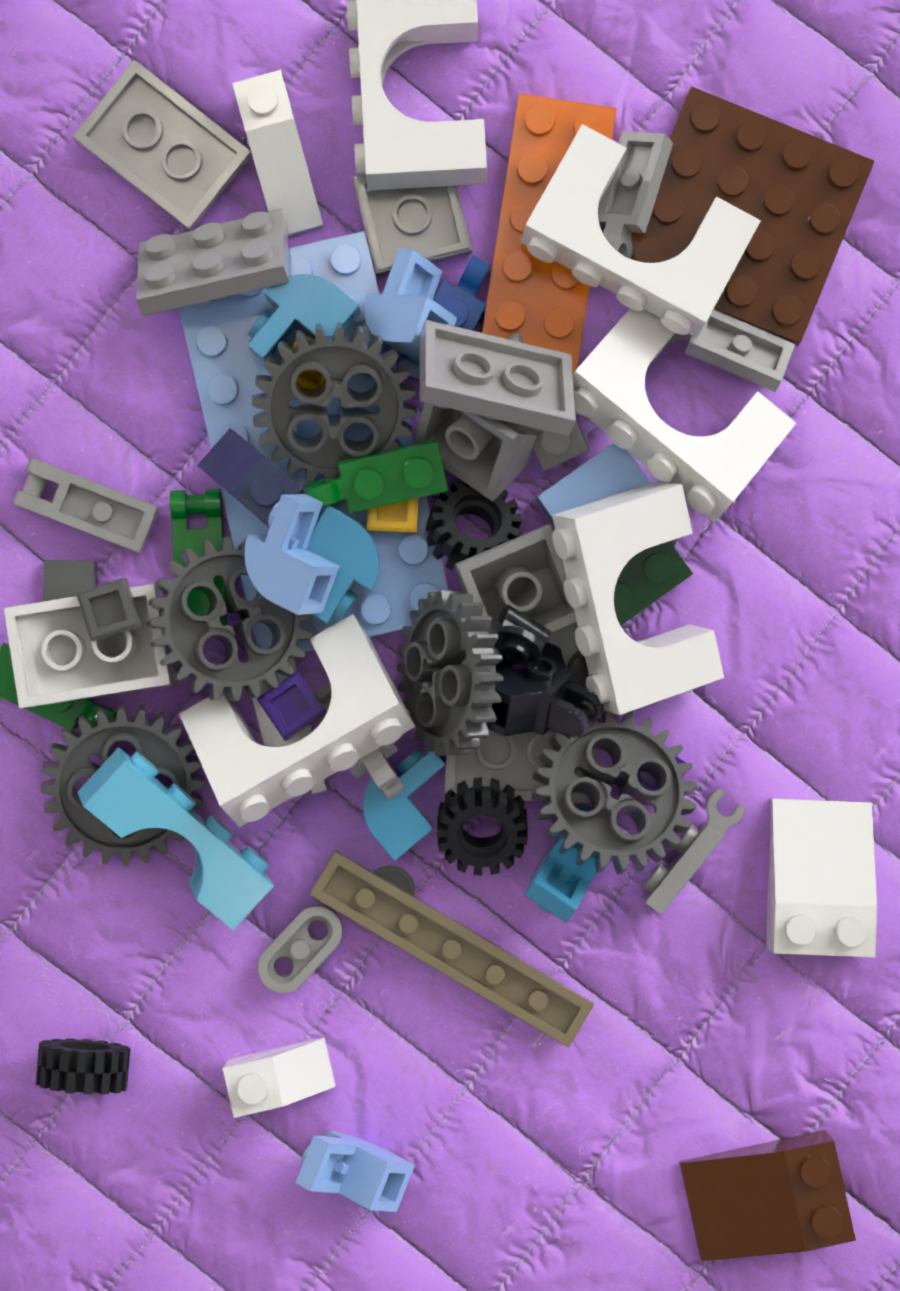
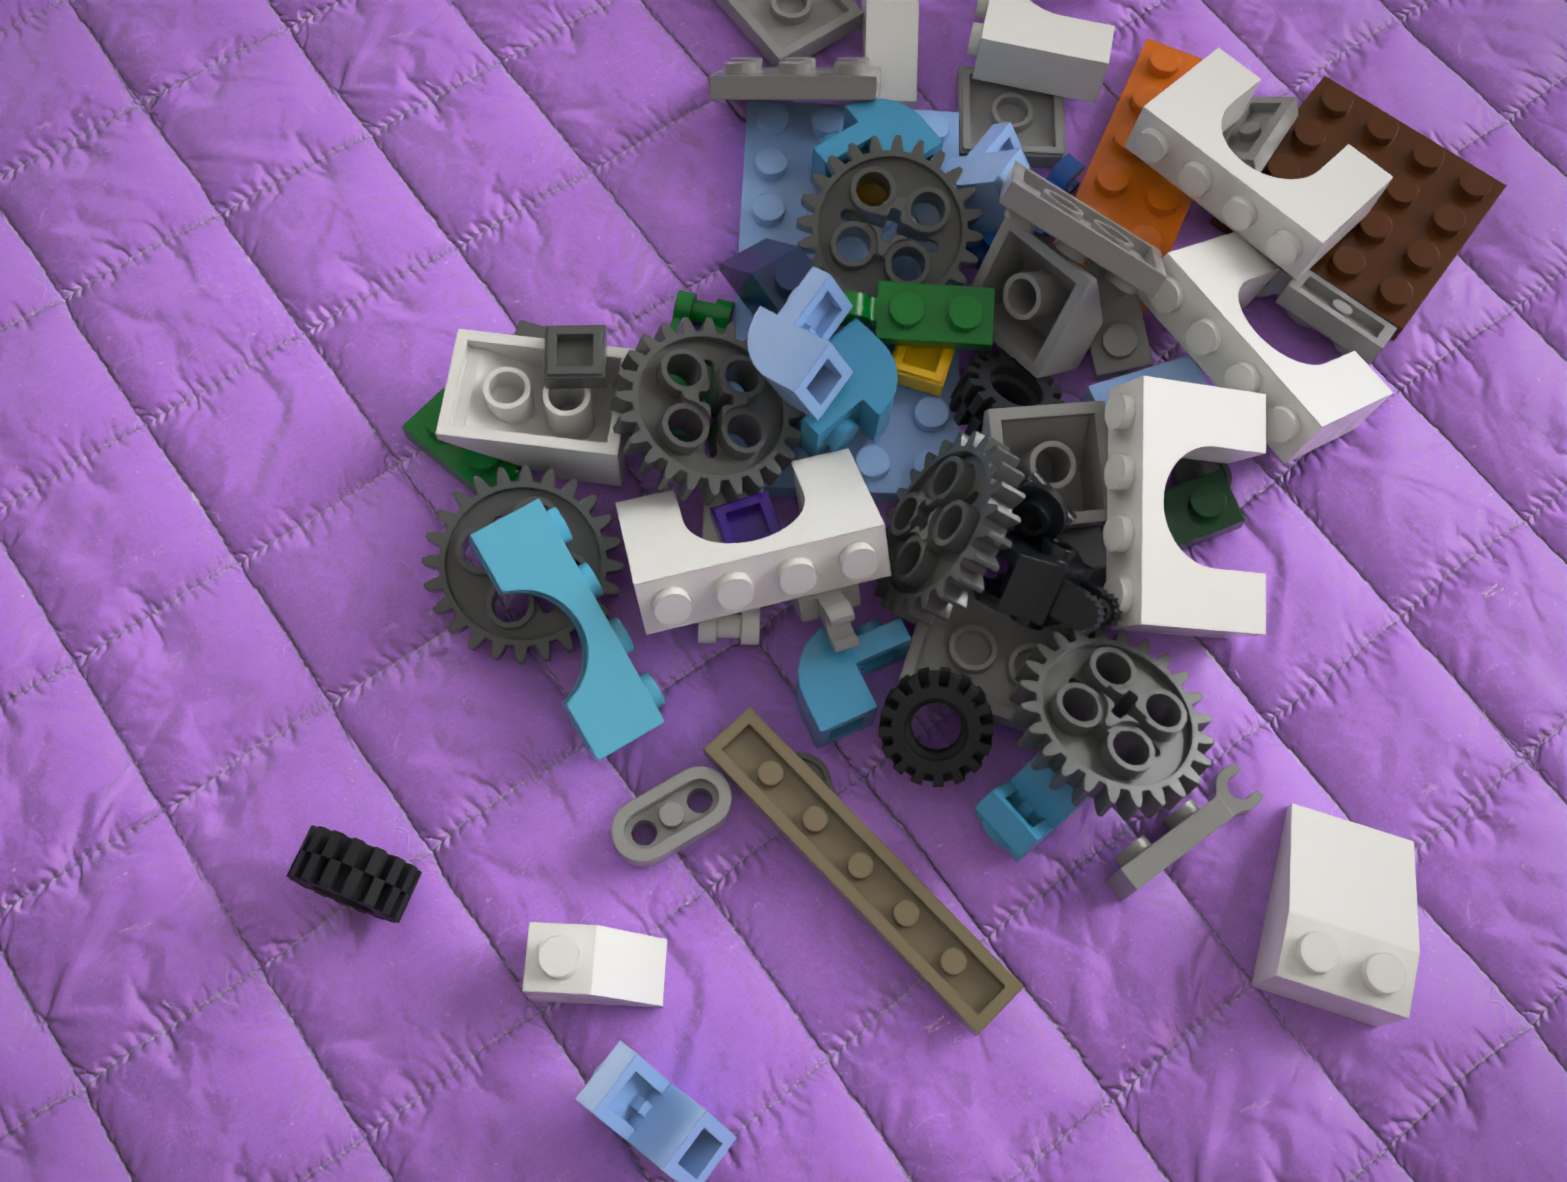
camera: 10 degrees right, 20 degrees down
(88, 506) = (586, 281): light grey plate -> none

